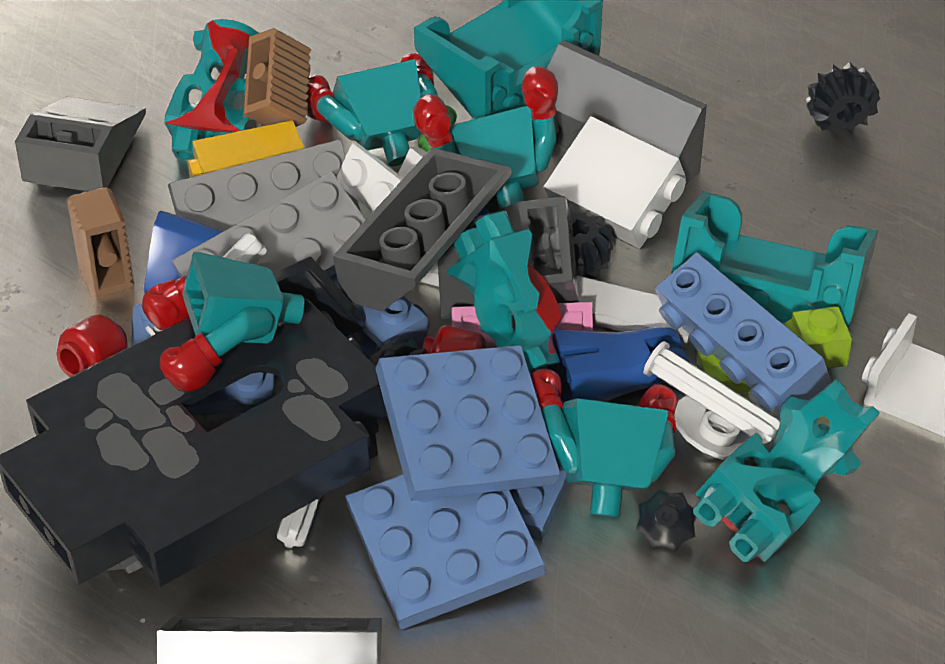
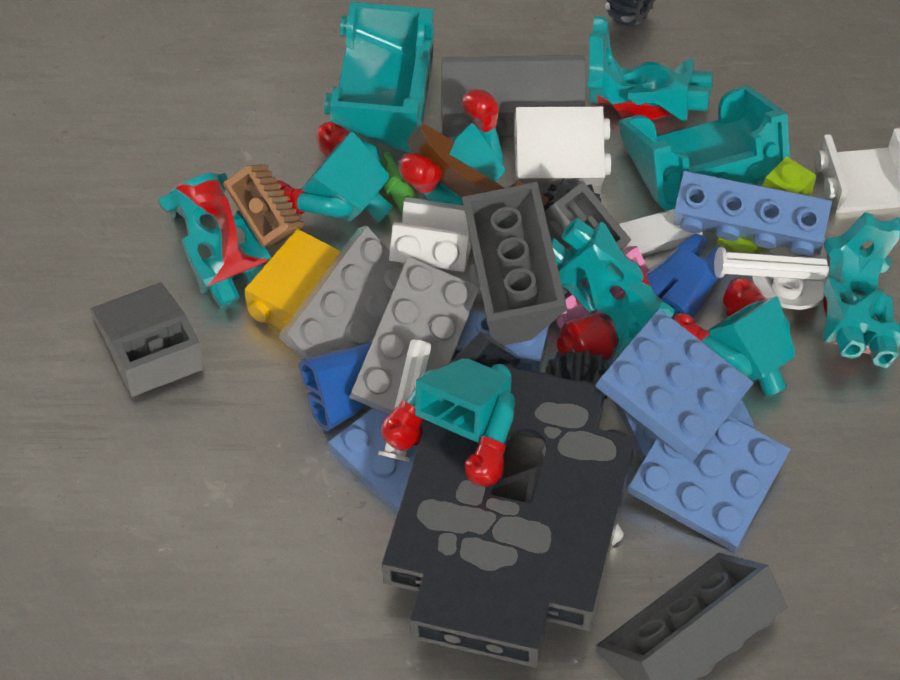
camera: 40 degrees left, 10 degrees up
(89, 343) = (342, 494): red head -> none
(100, 242) = (269, 409): medium nougat brick -> none
(462, 110) = (455, 174): none -> reddish brown slope
(666, 520) = (818, 369): black piece -> none
(764, 186) = (646, 88): none -> teal hips

